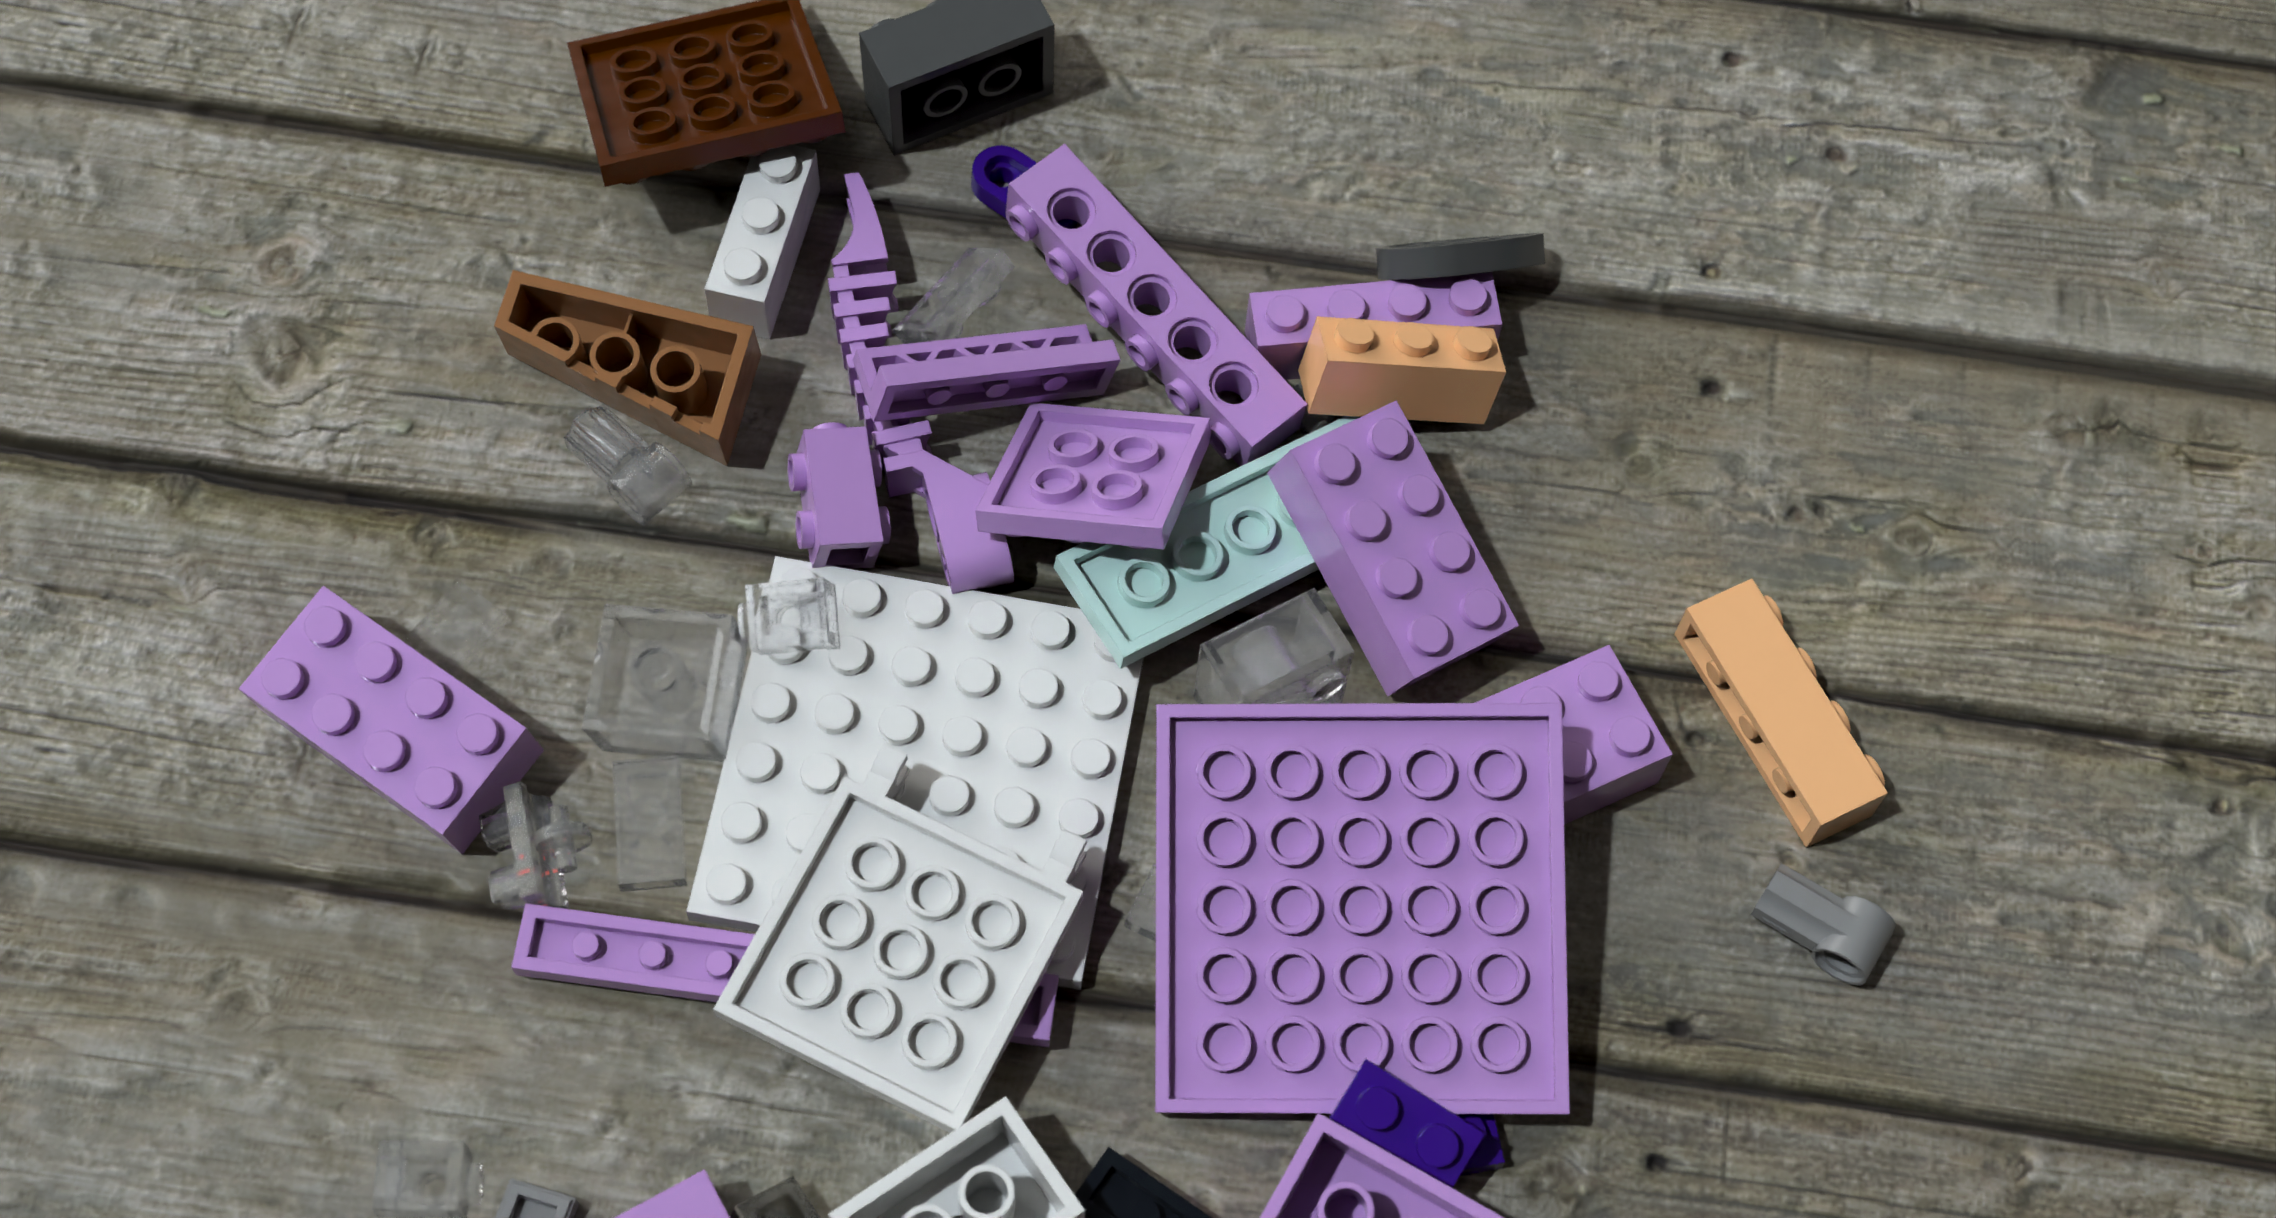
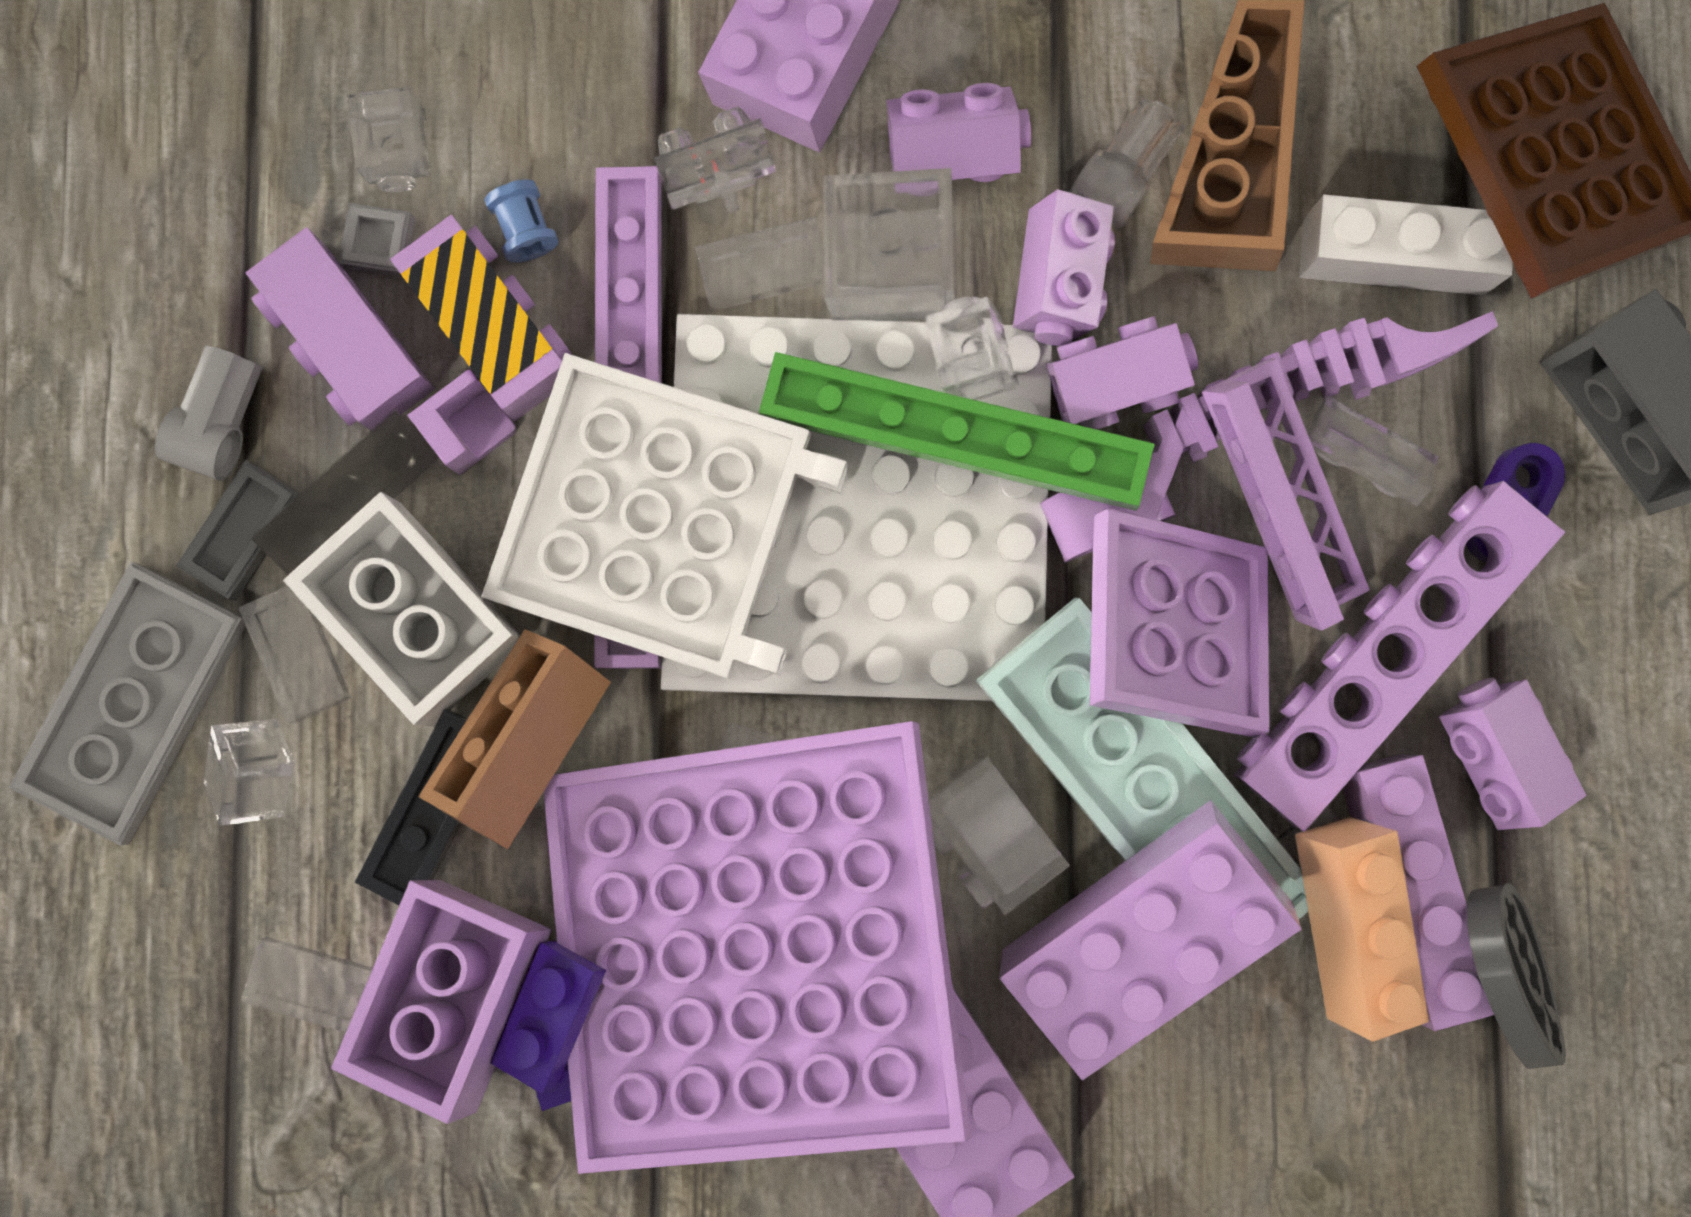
camera: 90 degrees right, 20 degrees up
(550, 1057) = (521, 221): none -> medium blue bush
(561, 609) = (967, 131): none -> lavender brick
(649, 1107) = (483, 315): none -> brick
(721, 531) = (1064, 268): none -> lavender brick
(761, 1148) = (462, 422): none -> lavender panel
(868, 647) = (957, 431): none -> bright green plate
(1113, 1118) = (515, 738): none -> medium nougat brick
(1258, 229) = (1511, 754): none -> lavender brick

